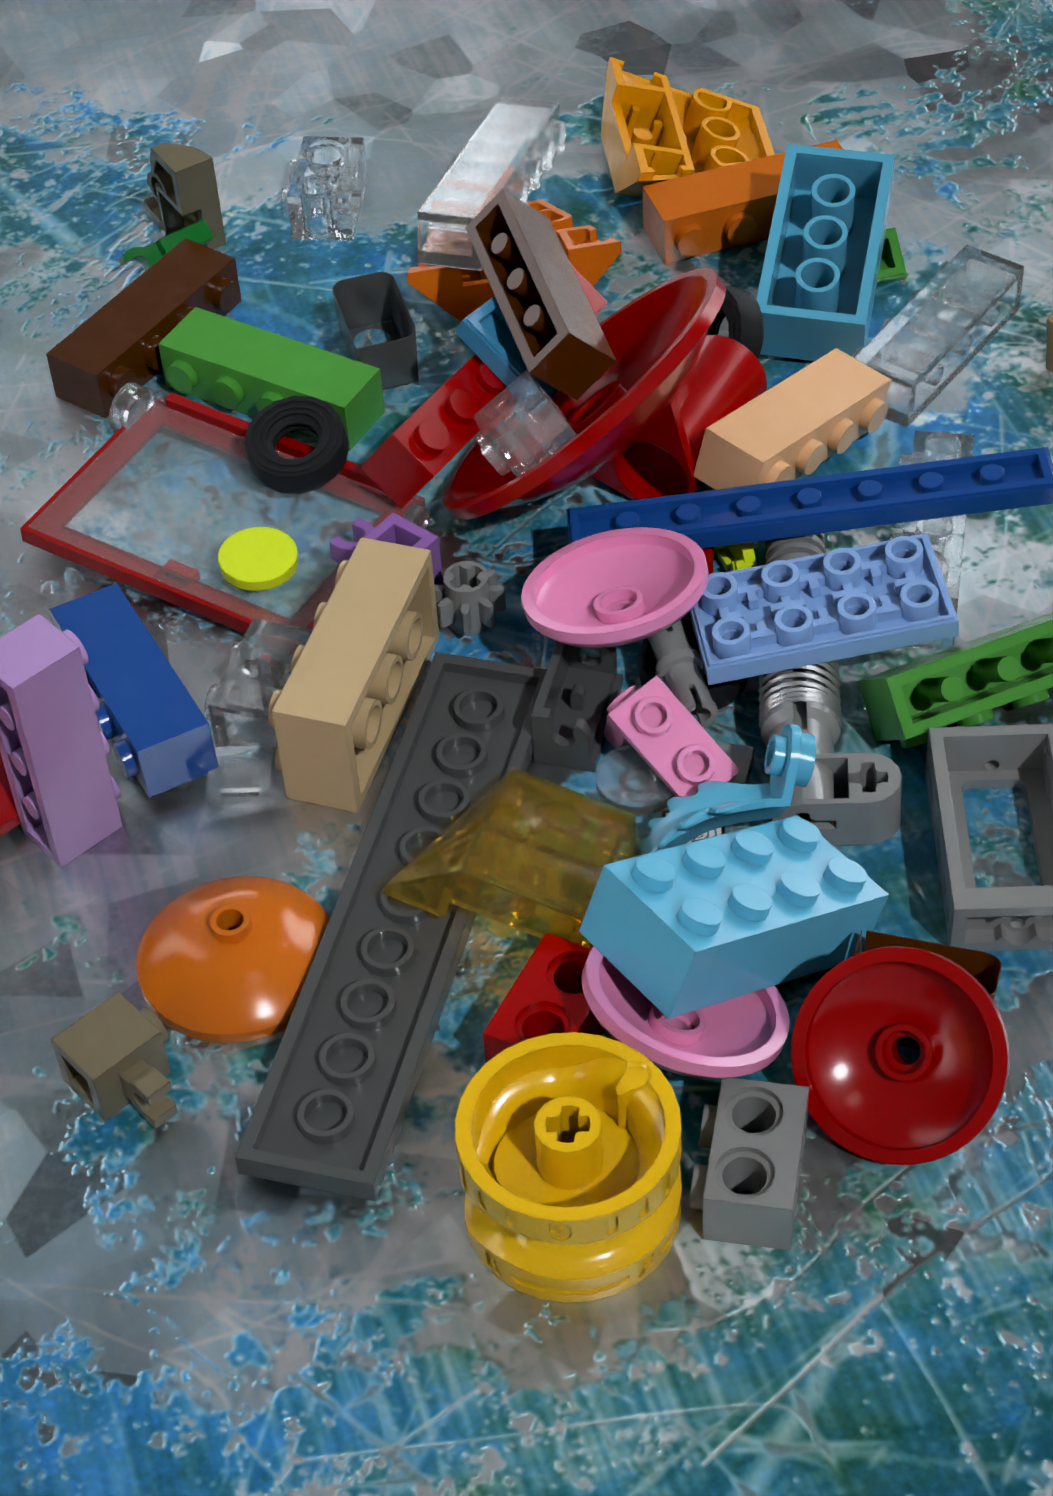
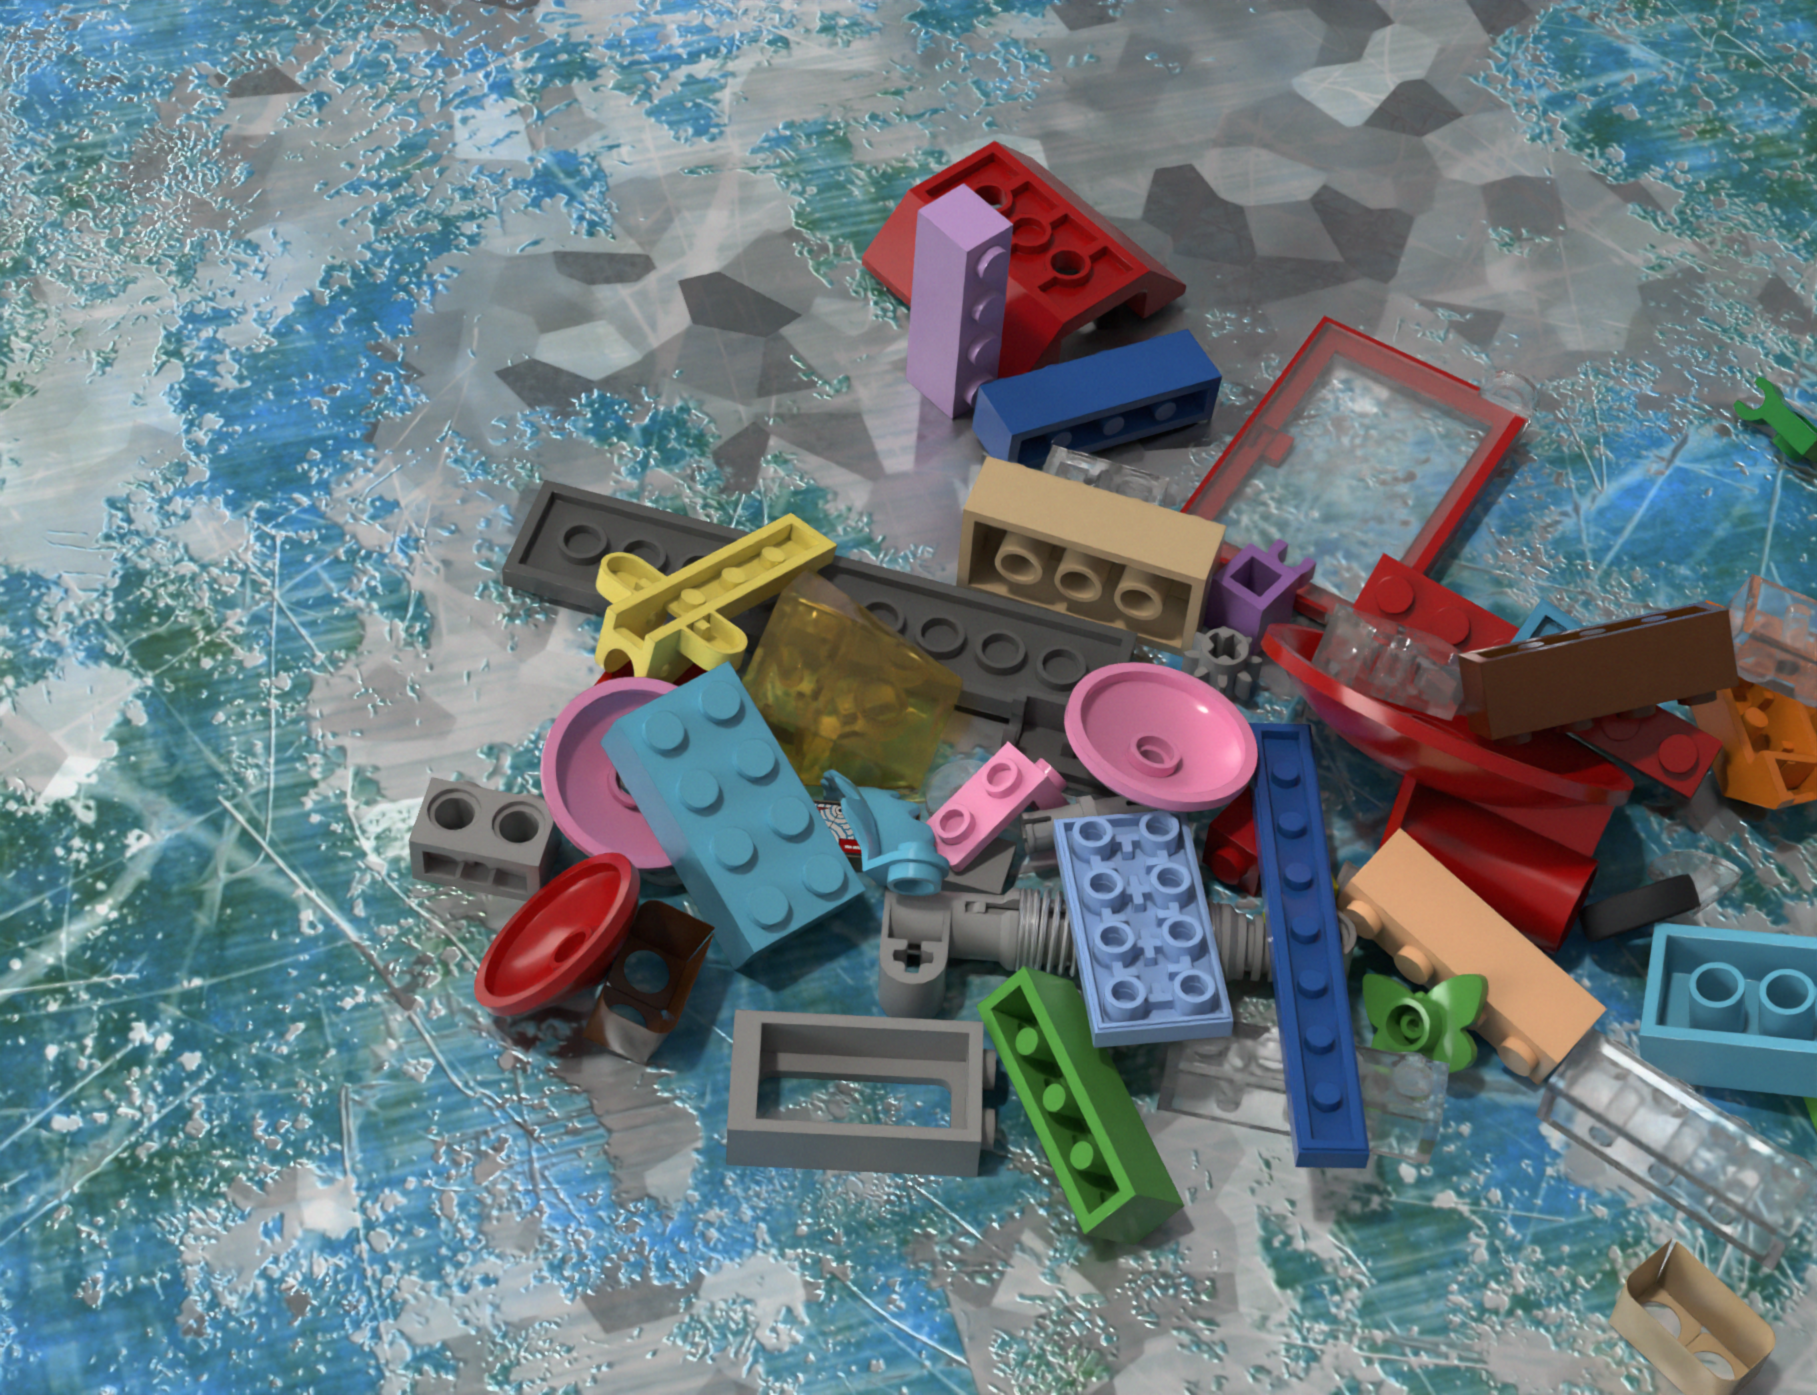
camera: 85 degrees right, 5 degrees up
(118, 1059) = (662, 404): dark tan brick -> none
(124, 335) = (1653, 407): reddish brown brick -> none
(230, 958) = (786, 472): orange dish -> none
(253, 367) = (1568, 510): bright green brick -> none
(258, 558) = (1268, 490): neon yellow piece -> none
(304, 472) = (1434, 543): black tyre -> none
(375, 300) = (1613, 579): dark grey piece -> none
(459, 951) = (700, 598): none -> light yellow piece
(570, 1166) = (476, 679): yellow piece -> none
(862, 441) = (1427, 1023): none -> bright green animal

